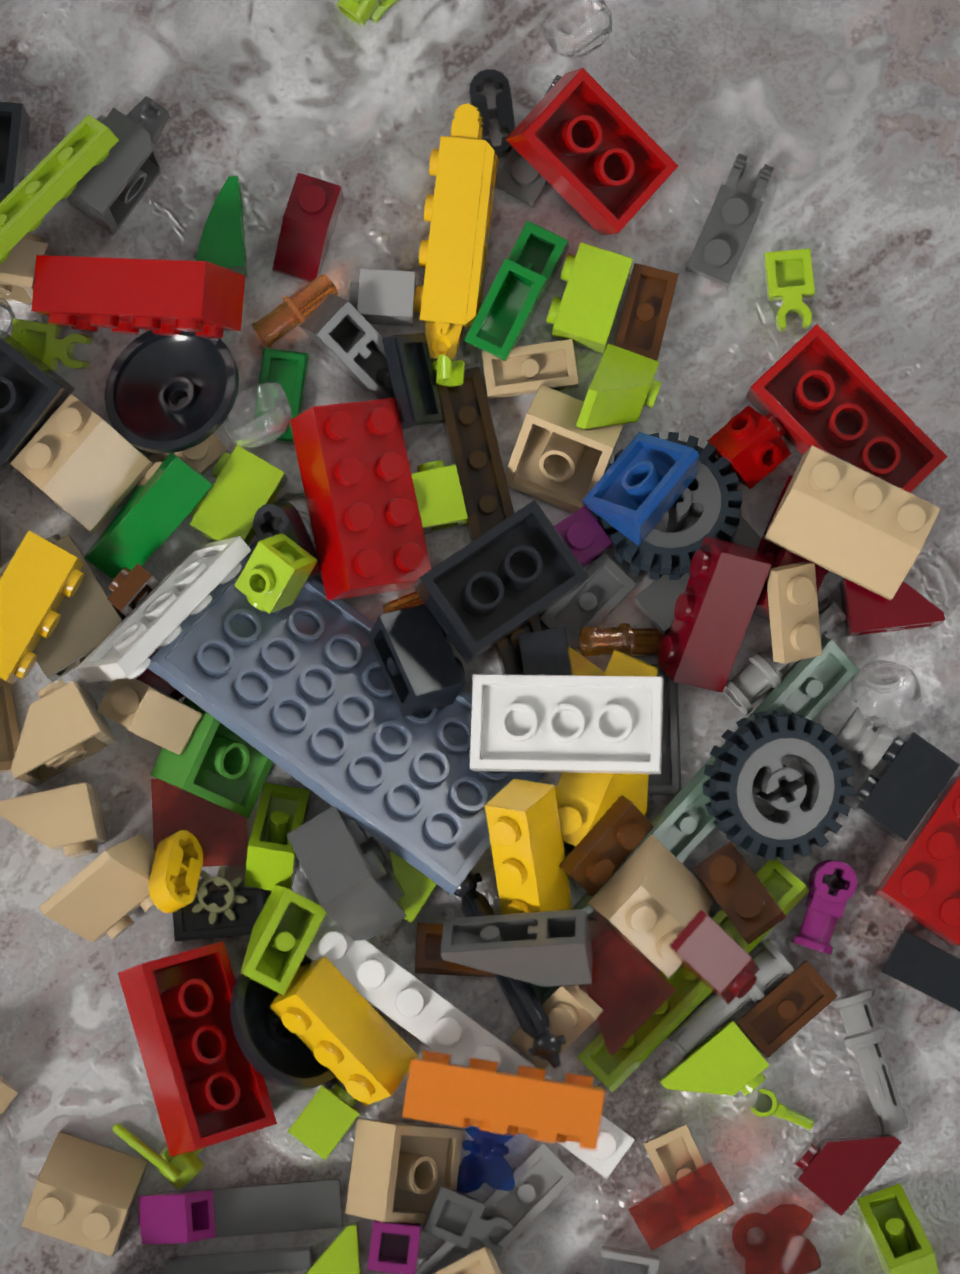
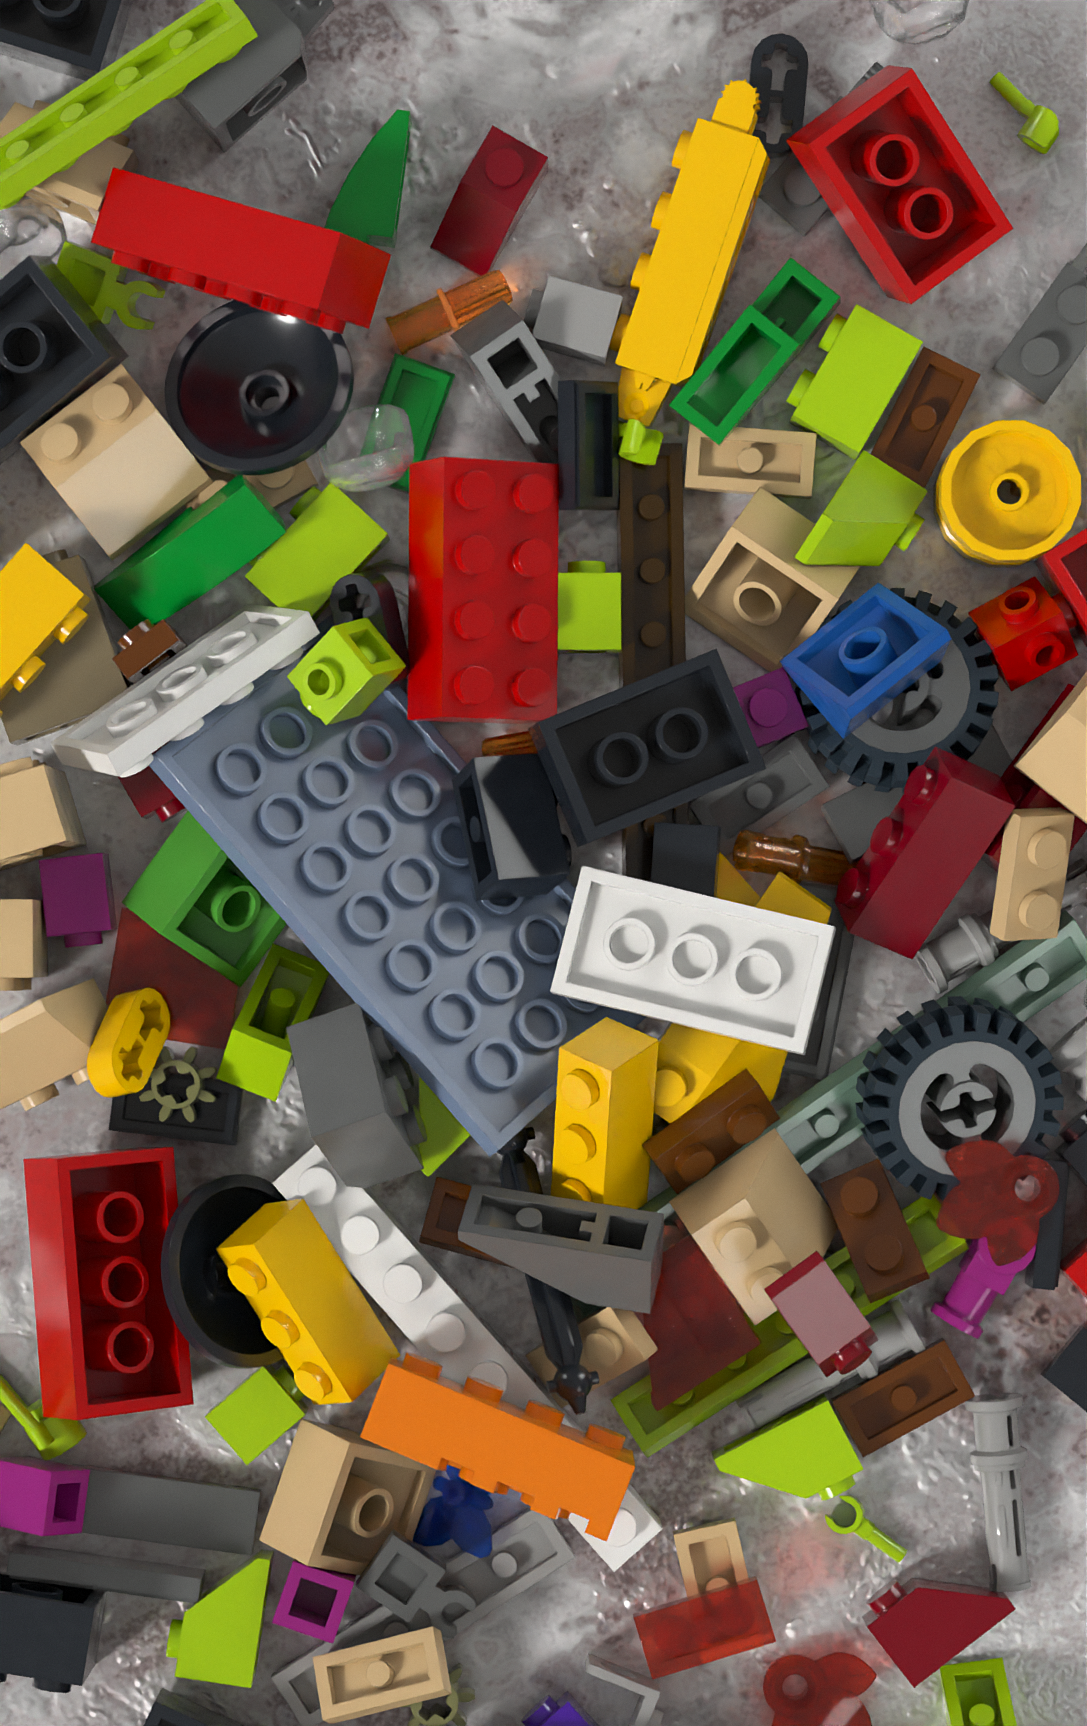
camera: 15 degrees right, 5 degrees up
(118, 779) = (78, 898): none -> magenta brick
(150, 714) = (139, 825): tan slope -> none
(281, 938) = (249, 1162): lime slope -> none
(682, 93) = (1041, 124): none -> lime hand
(738, 337) = (1038, 472): none -> yellow wheel
(814, 851) = (987, 1201): none -> clear red plate
(861, 859) = (1045, 1265): none -> black tile

